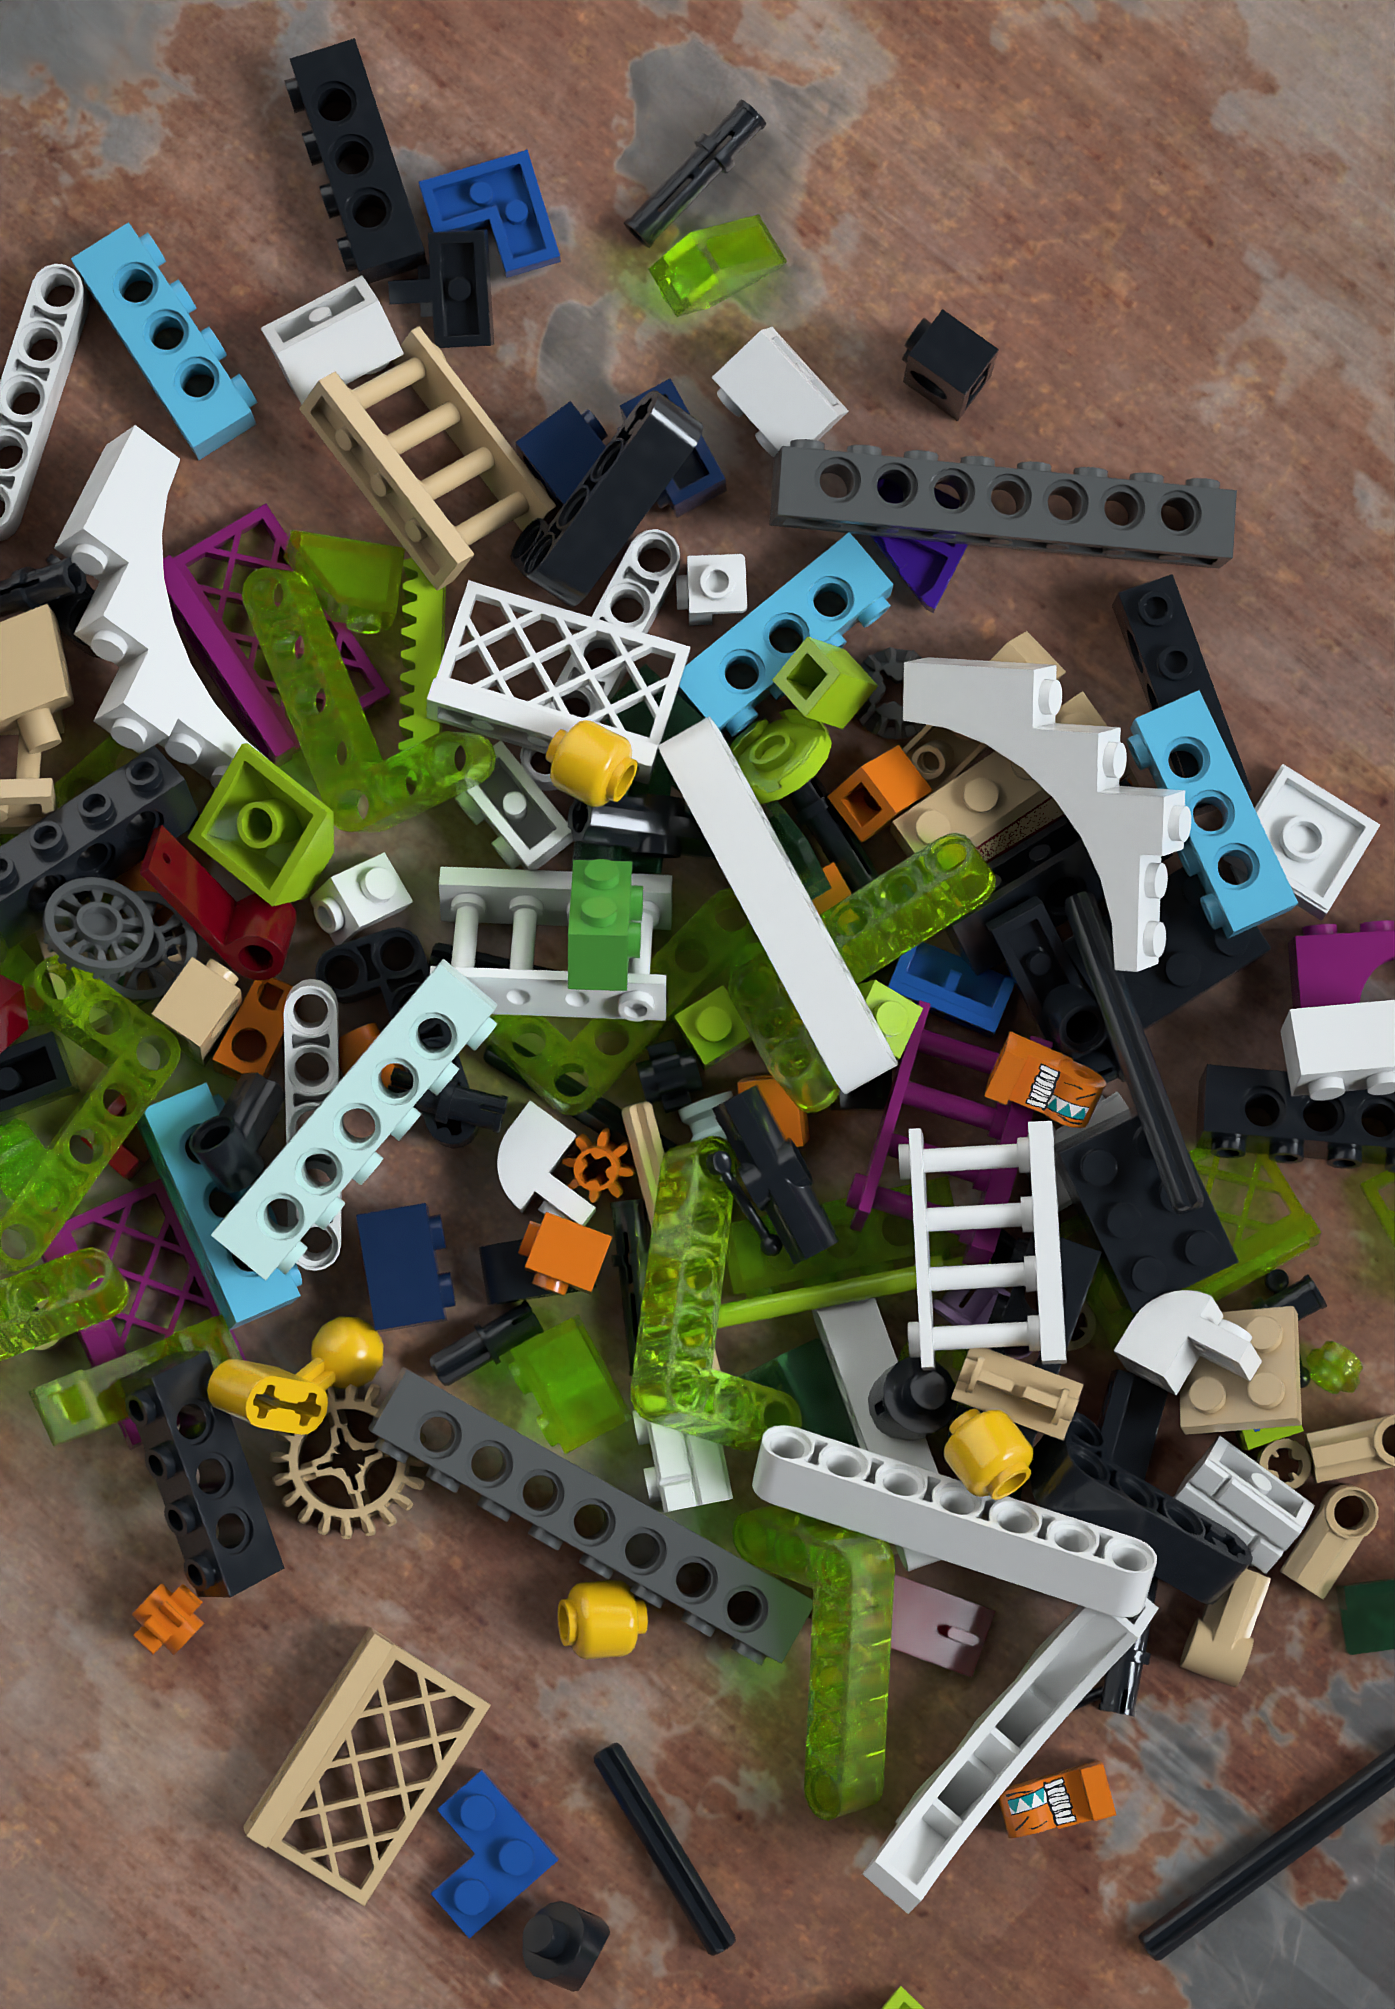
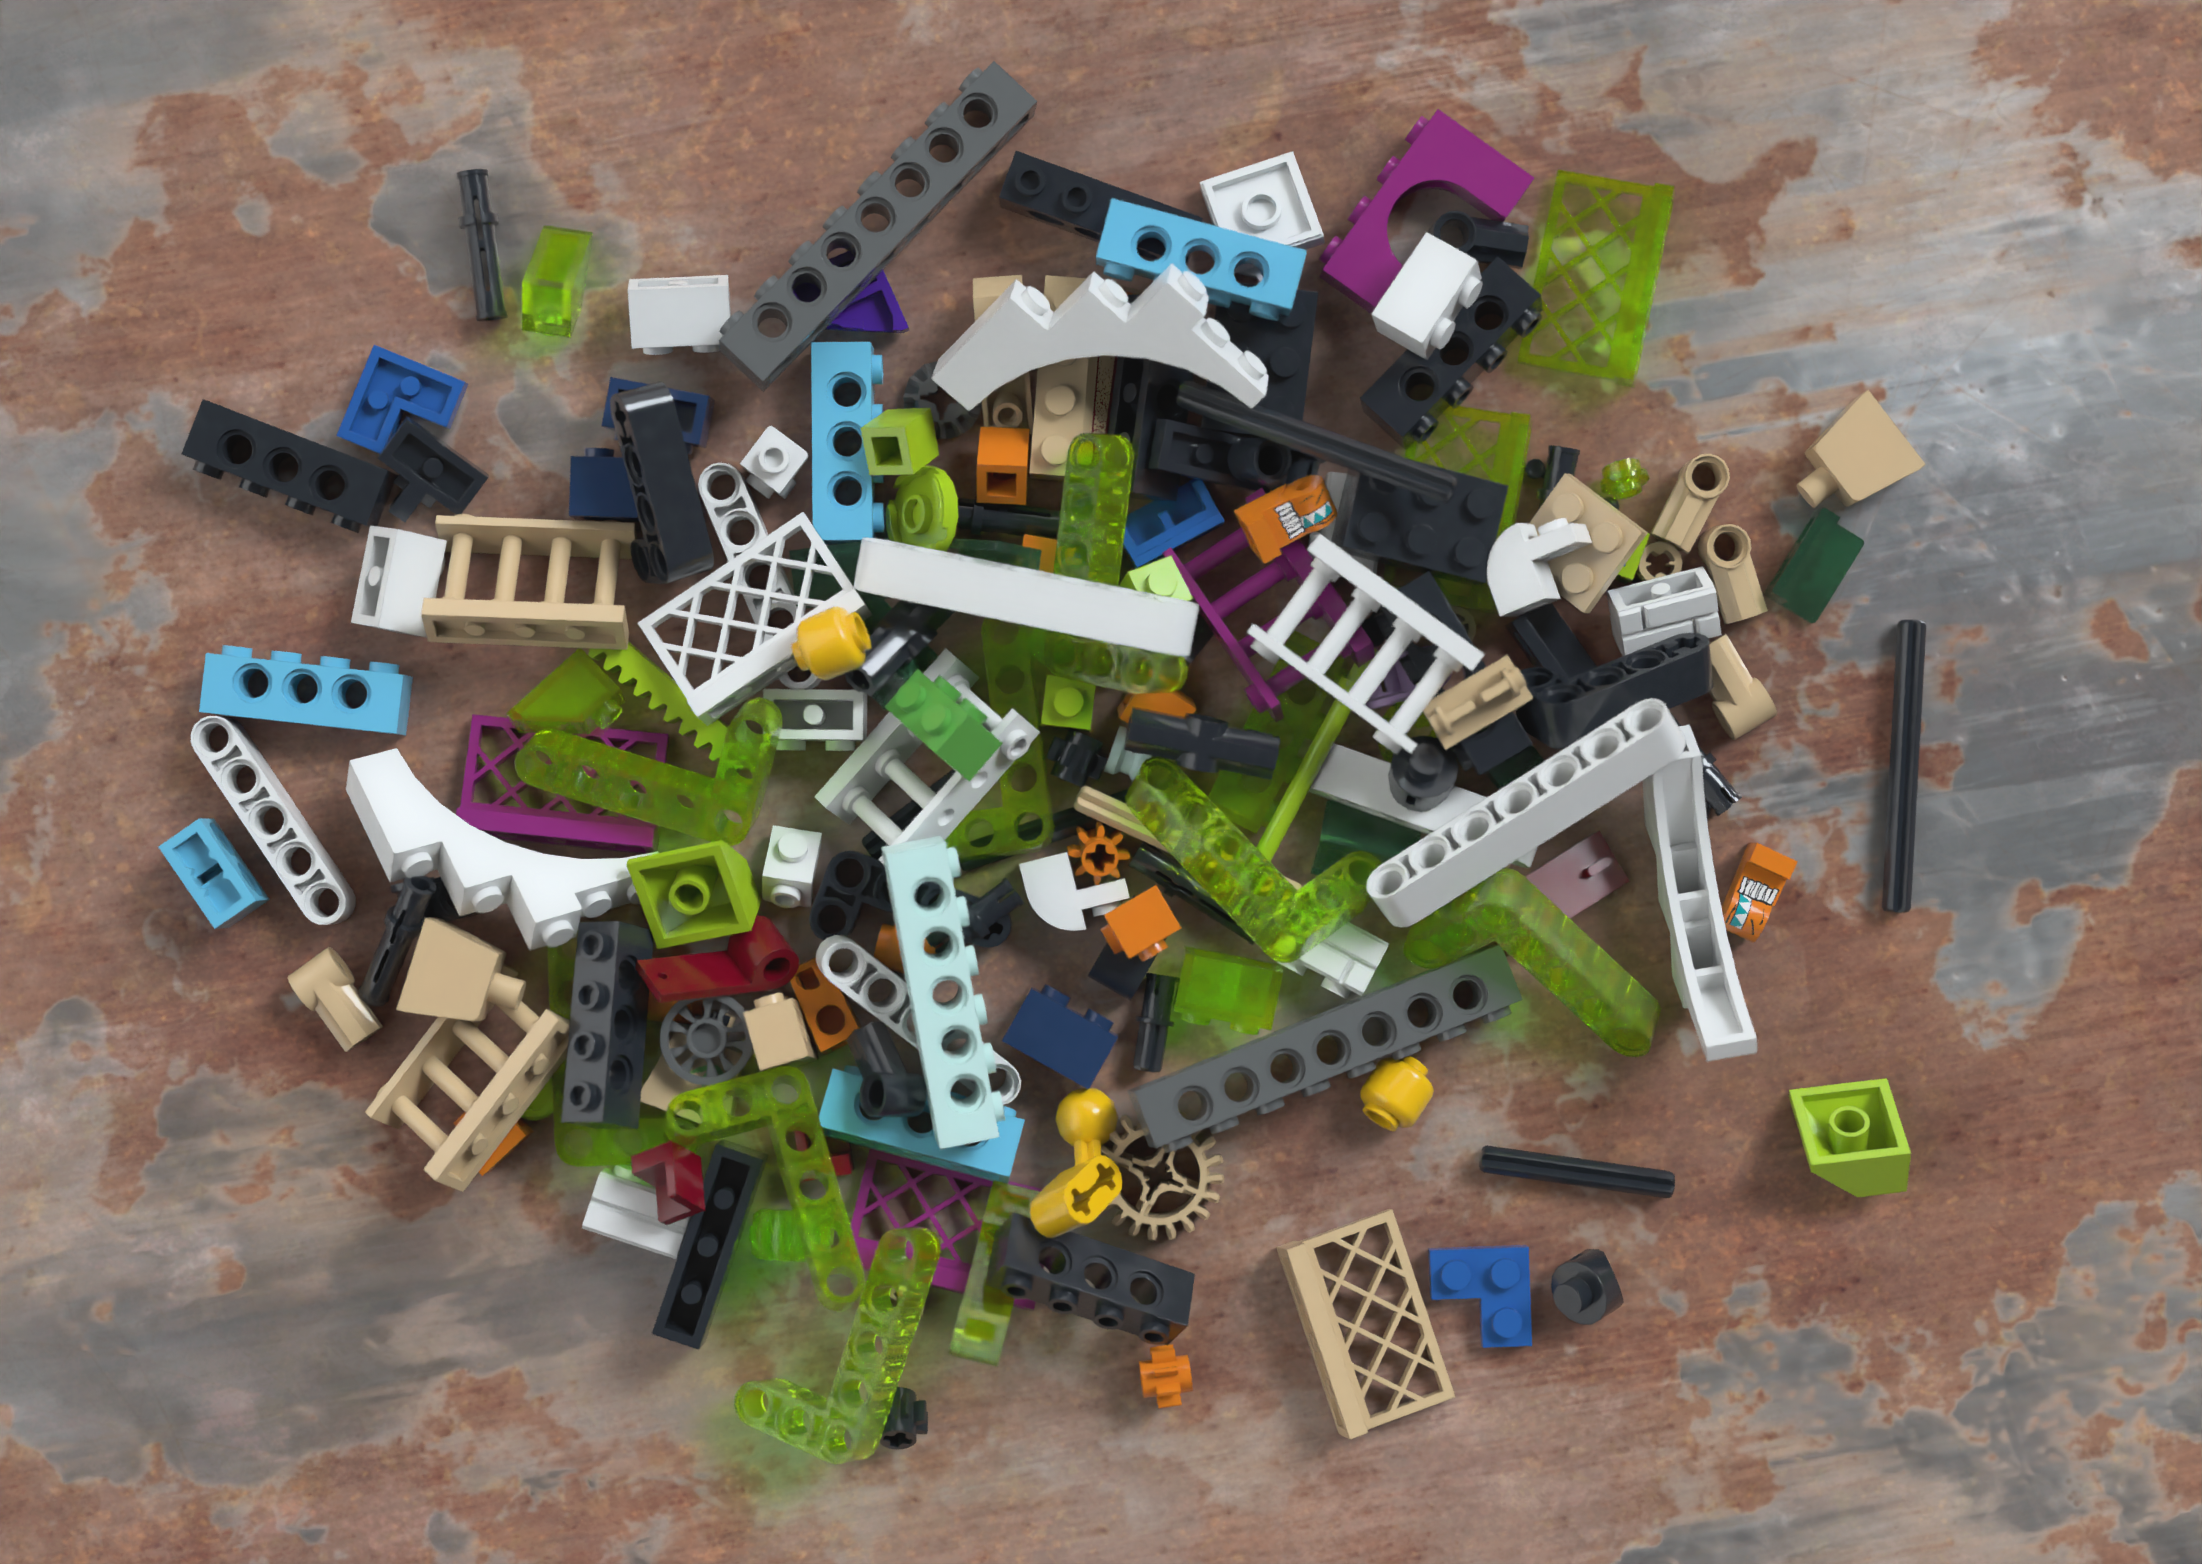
camera: 45 degrees left, 5 degrees up
(97, 927) = (672, 1059): dark grey wheel -> none
(720, 1164) = (1165, 774): black hinge -> none
(948, 363) = (750, 182): black brick -> none
(988, 1453) = (1502, 754): yellow head -> none

